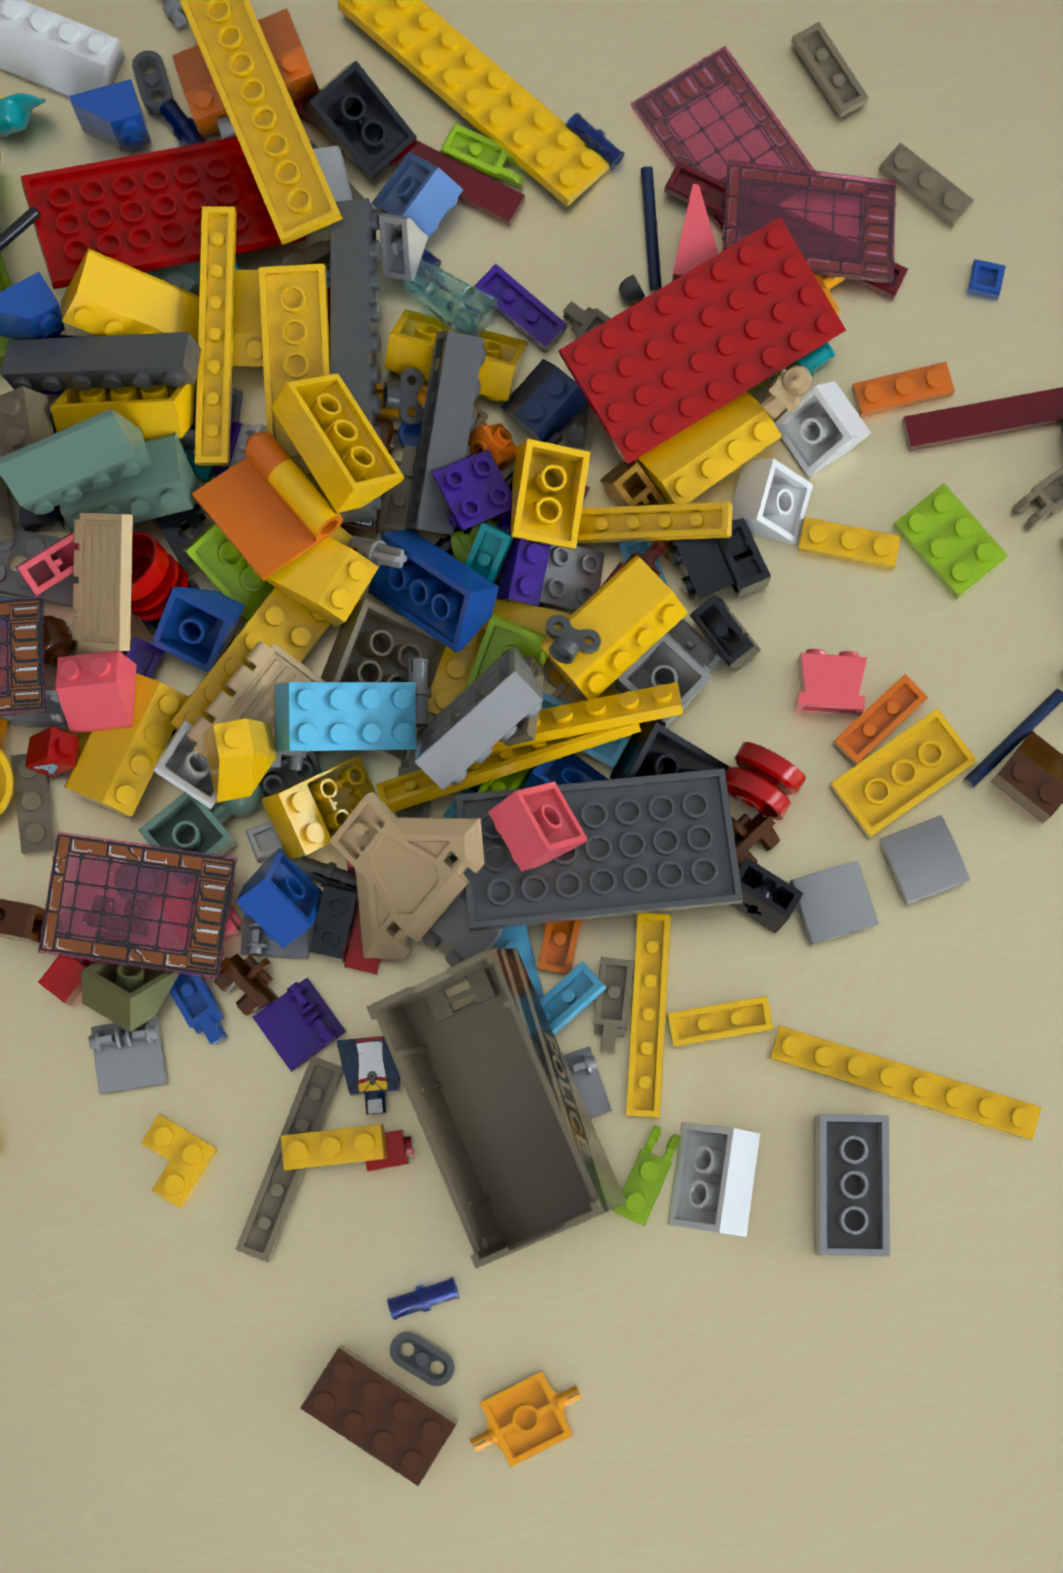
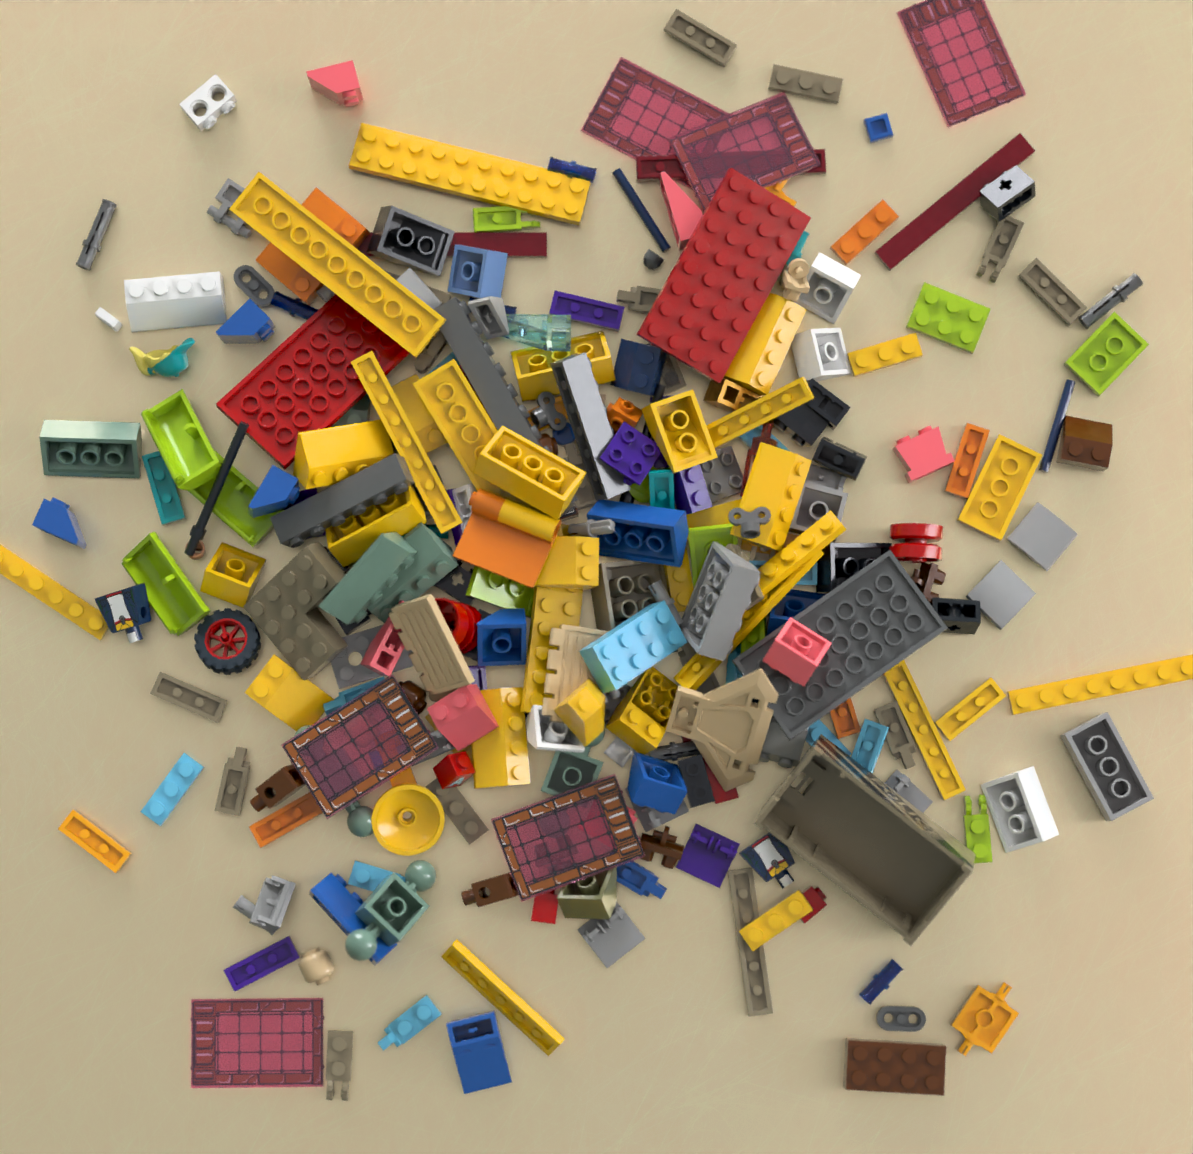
camera: 35 degrees left, 5 degrees up
(186, 1155) = (684, 976): yellow plate -> none

